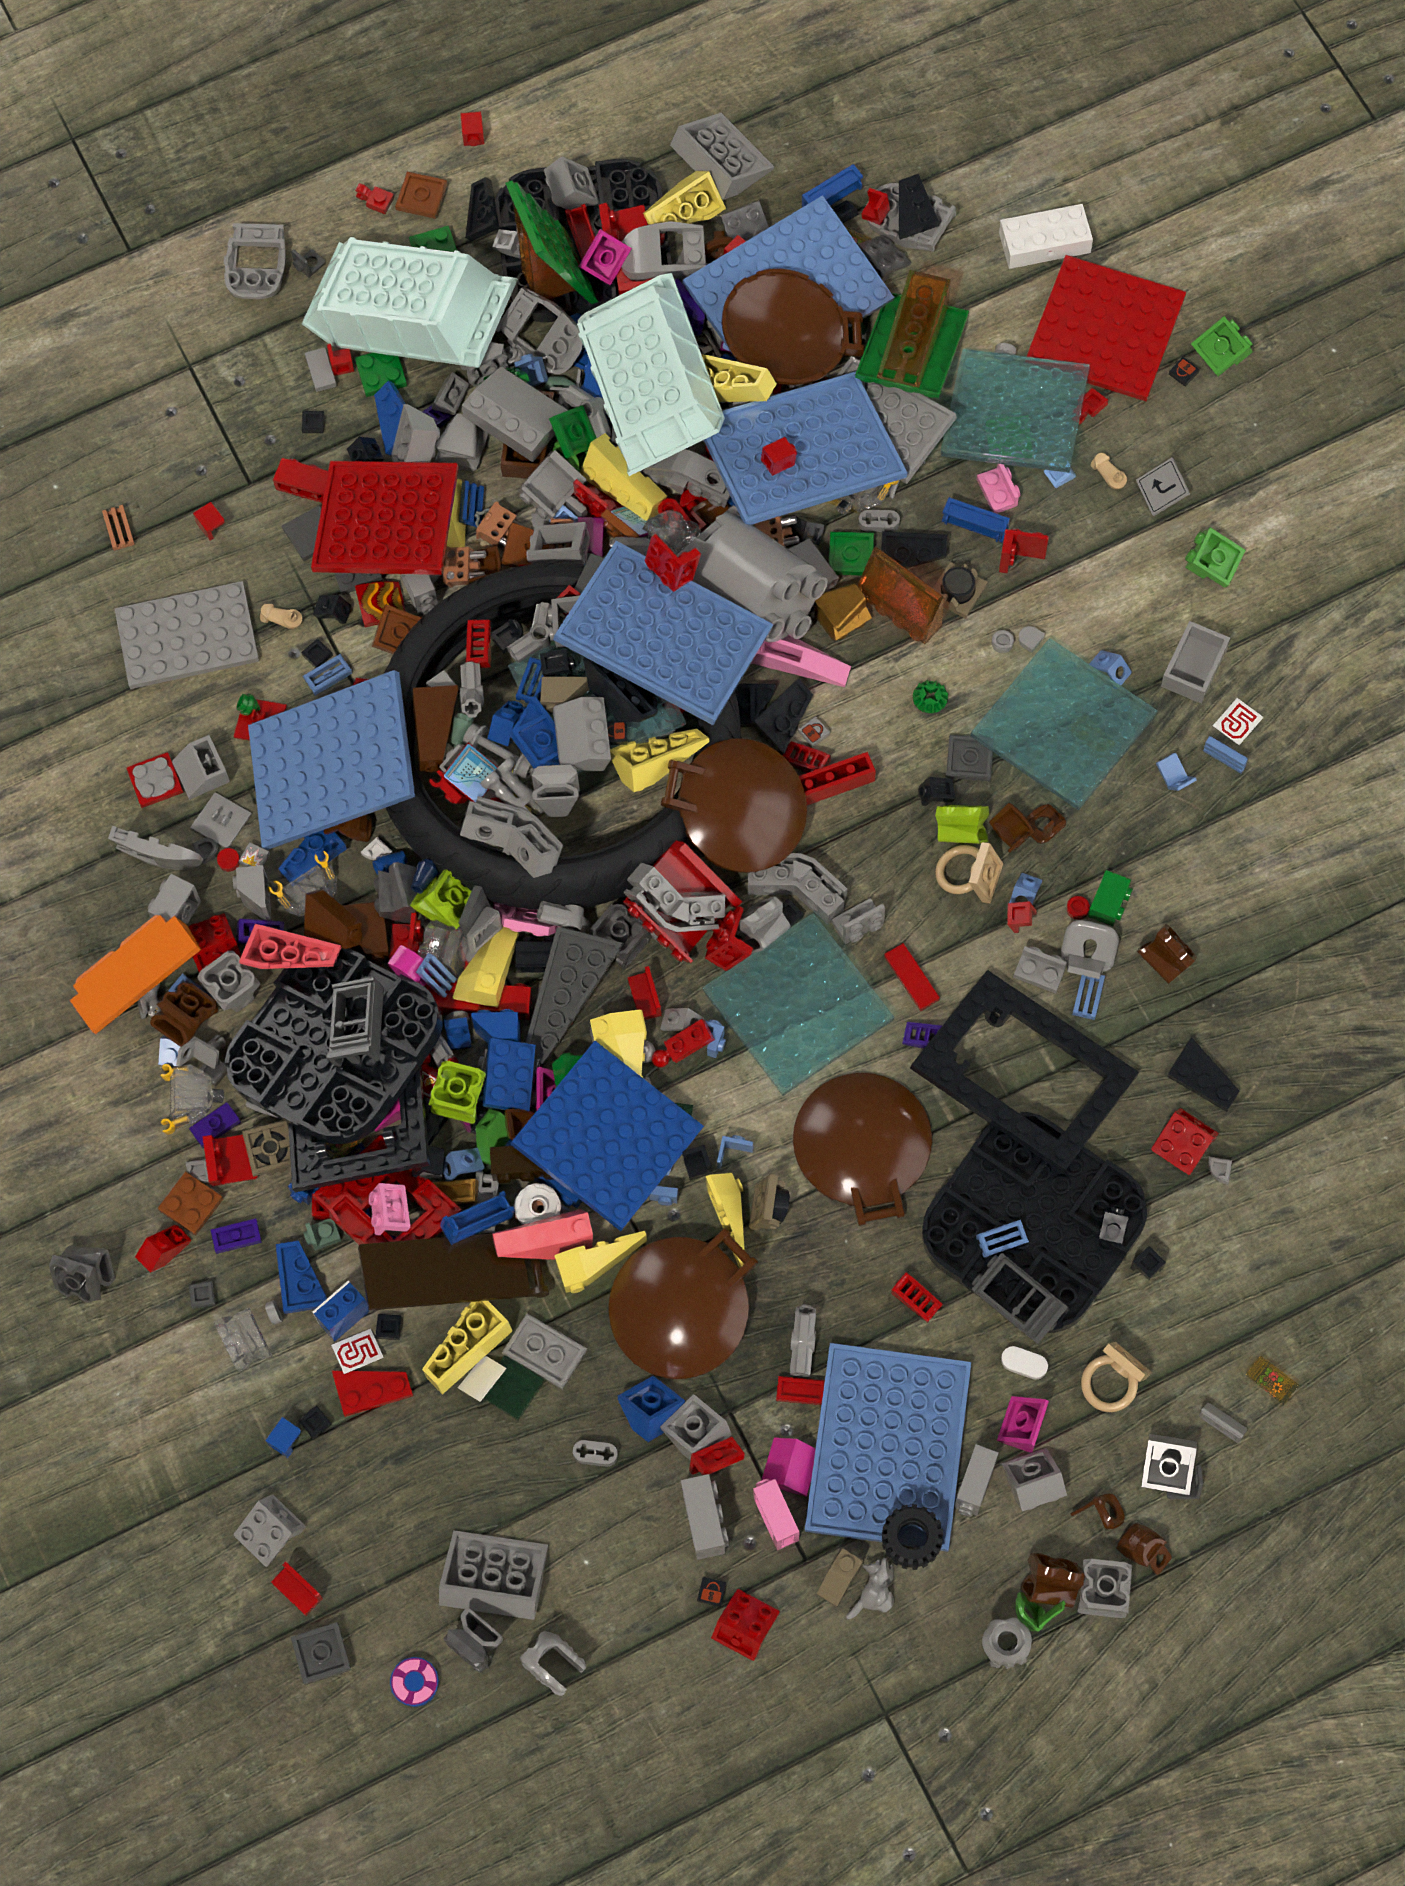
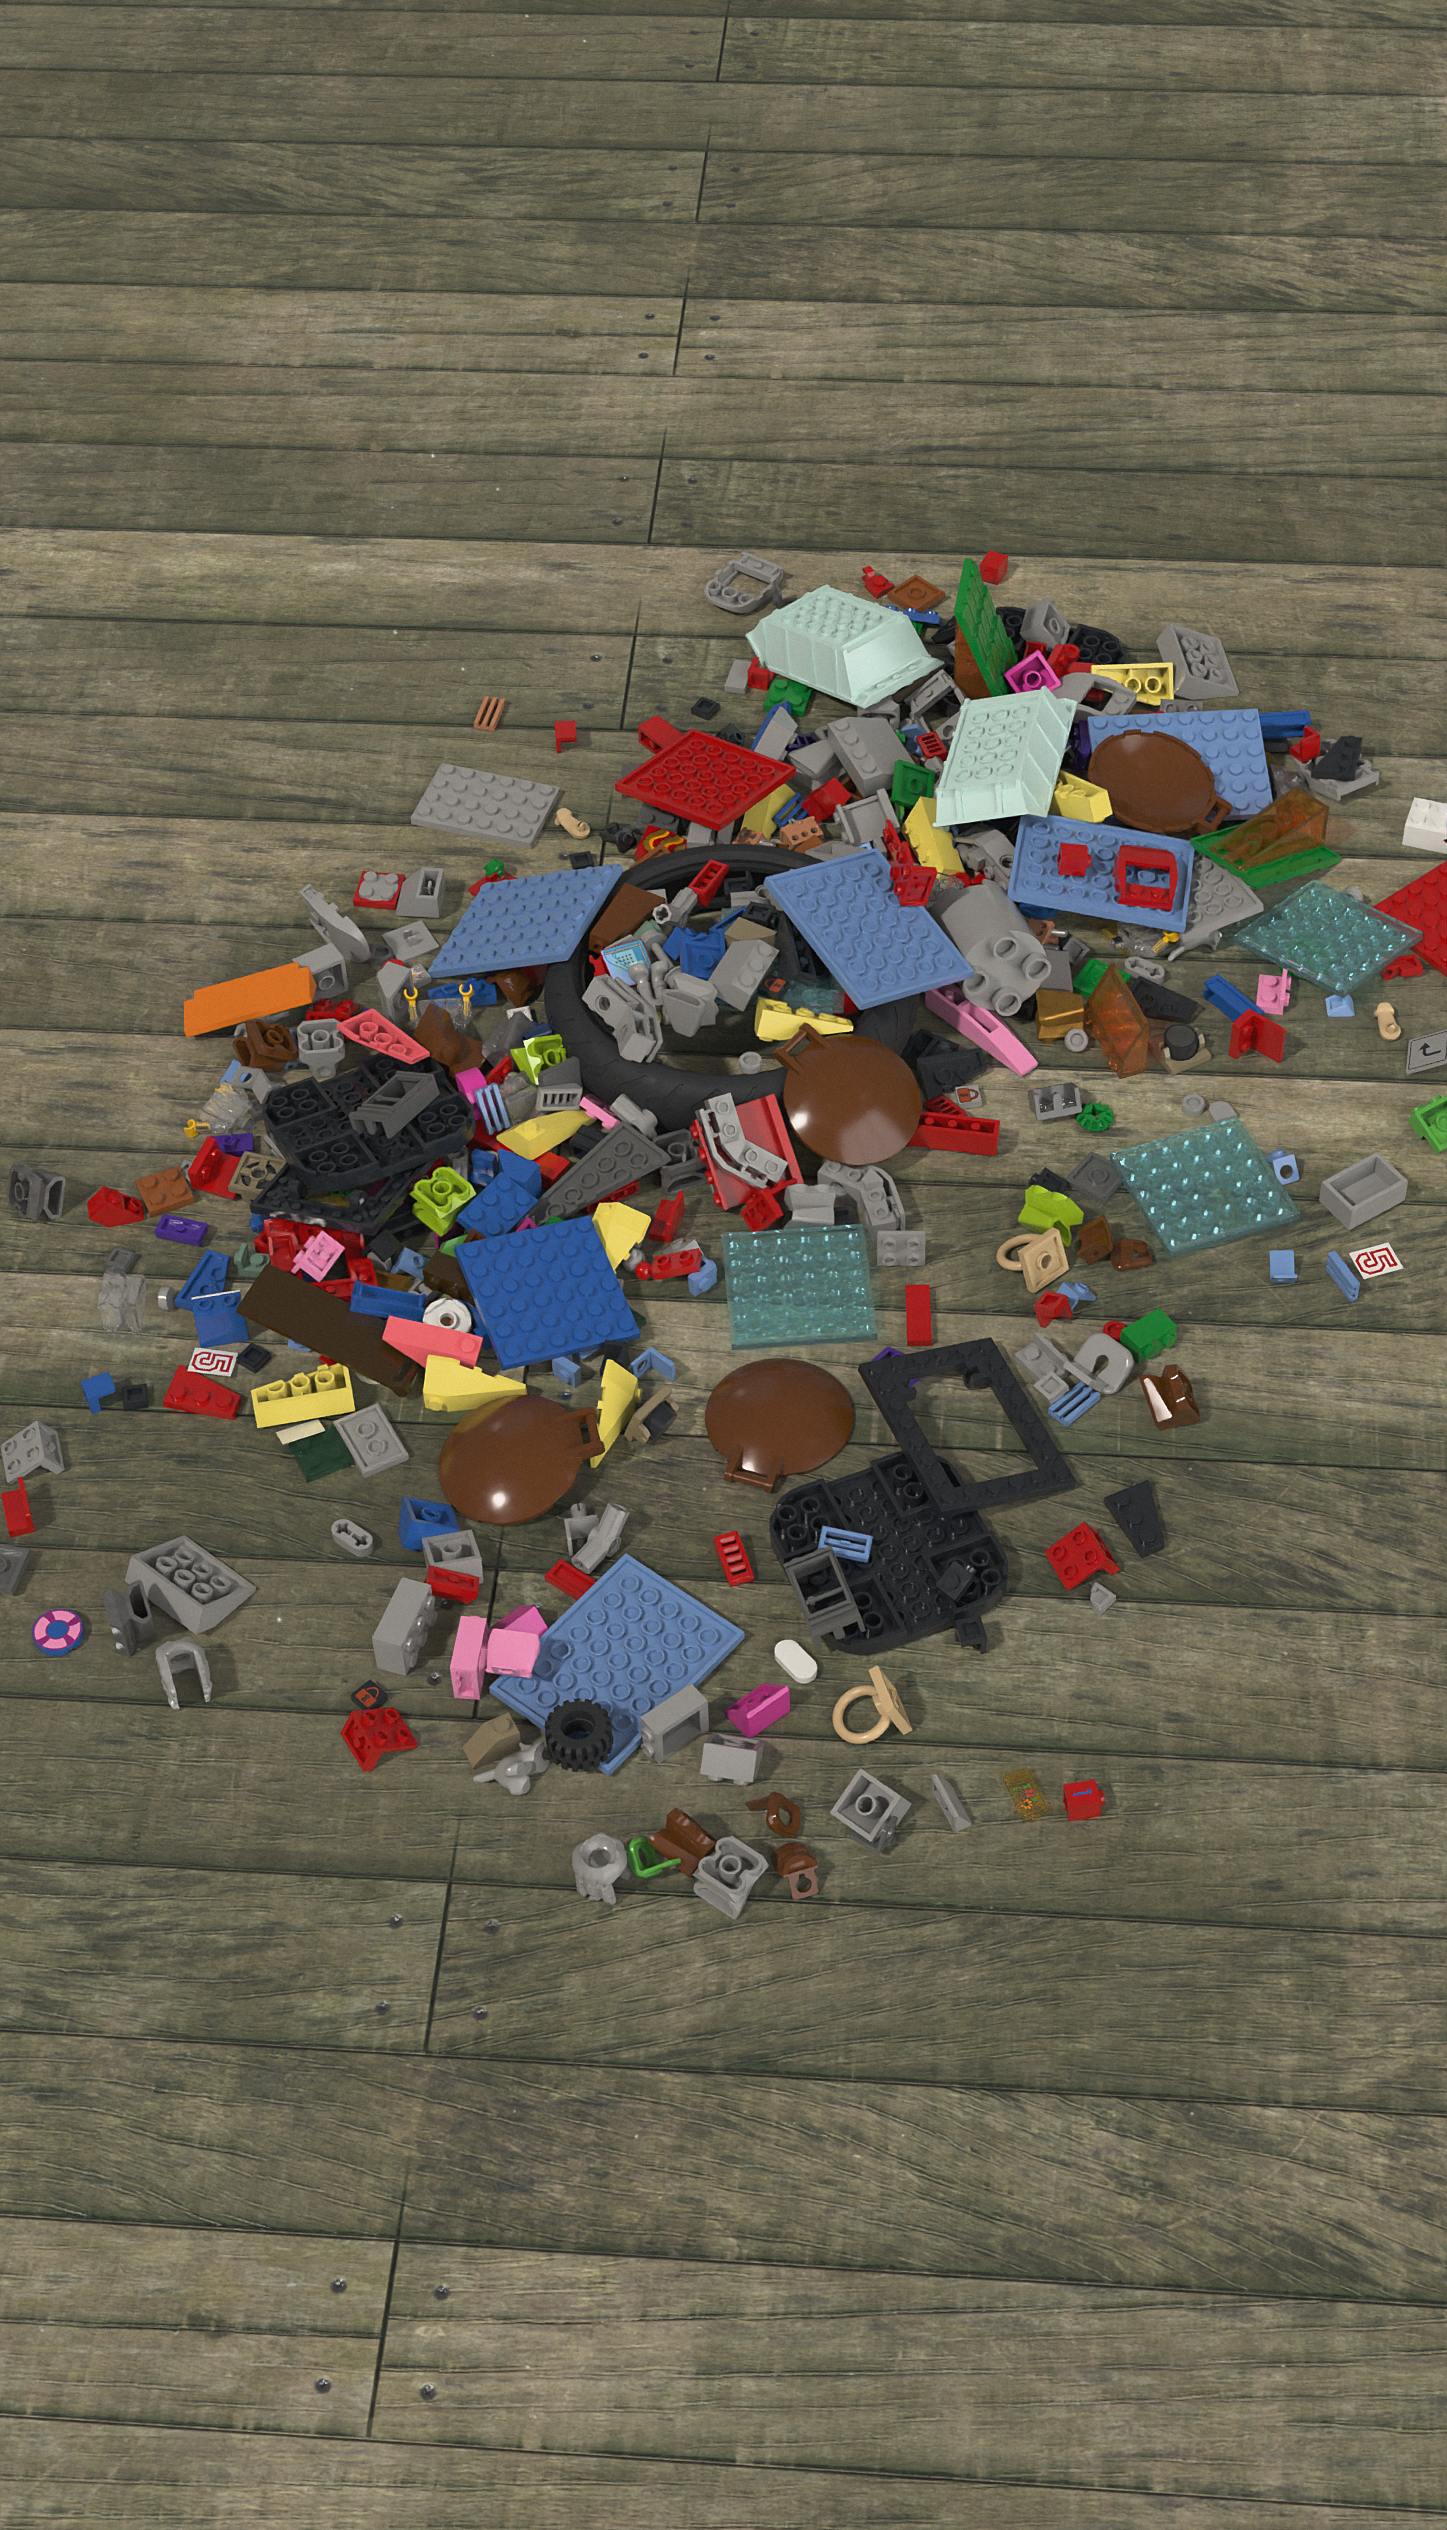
camera: 30 degrees right, 20 degrees down
(433, 223) = (929, 618): none -> blue plate
(498, 479) = (823, 800): none -> red piece
(572, 377) = (934, 749): none -> red slope
(609, 198) = (1072, 652): none -> red tile
(642, 819) = (750, 1063): none -> light grey tile
(775, 1337) = (579, 1525): none -> light grey bracket
(815, 1498) = (512, 1652): none -> bright pink piece
(833, 417) = (1145, 859): none -> red slope
(869, 626) = (1076, 1040): none -> light grey tile
(892, 701) = (1055, 1101): none -> dark grey window
(1066, 993) = (1051, 1387): none -> light grey tile
(1320, 1362) = (1082, 1800): none -> red brick

